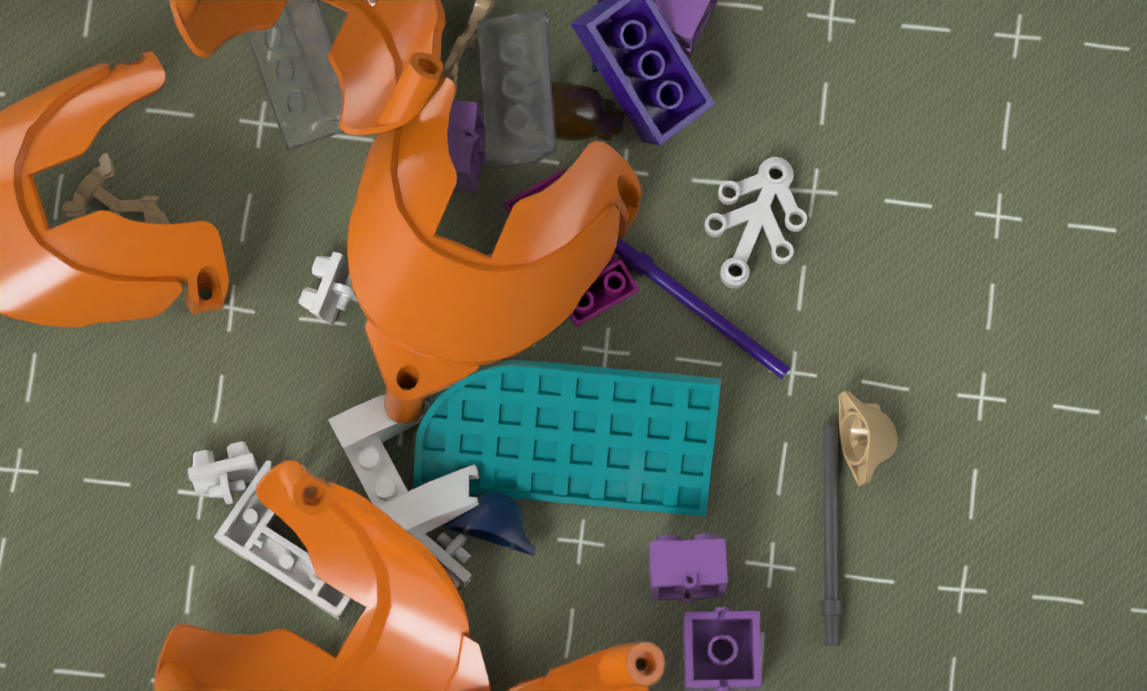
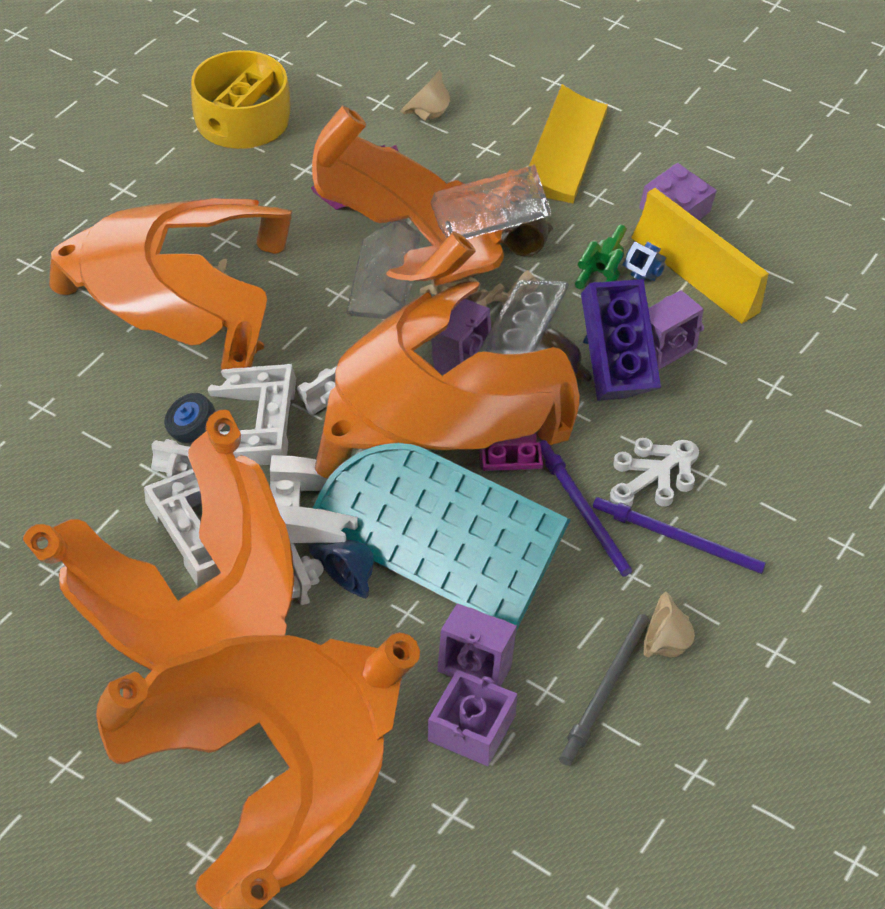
camera: 25 degrees right, 30 degrees down
(202, 409) = (188, 417): none -> black wheel
(275, 314) = (273, 389): none -> white wedge
(747, 295) = (624, 513): none -> dark purple bar

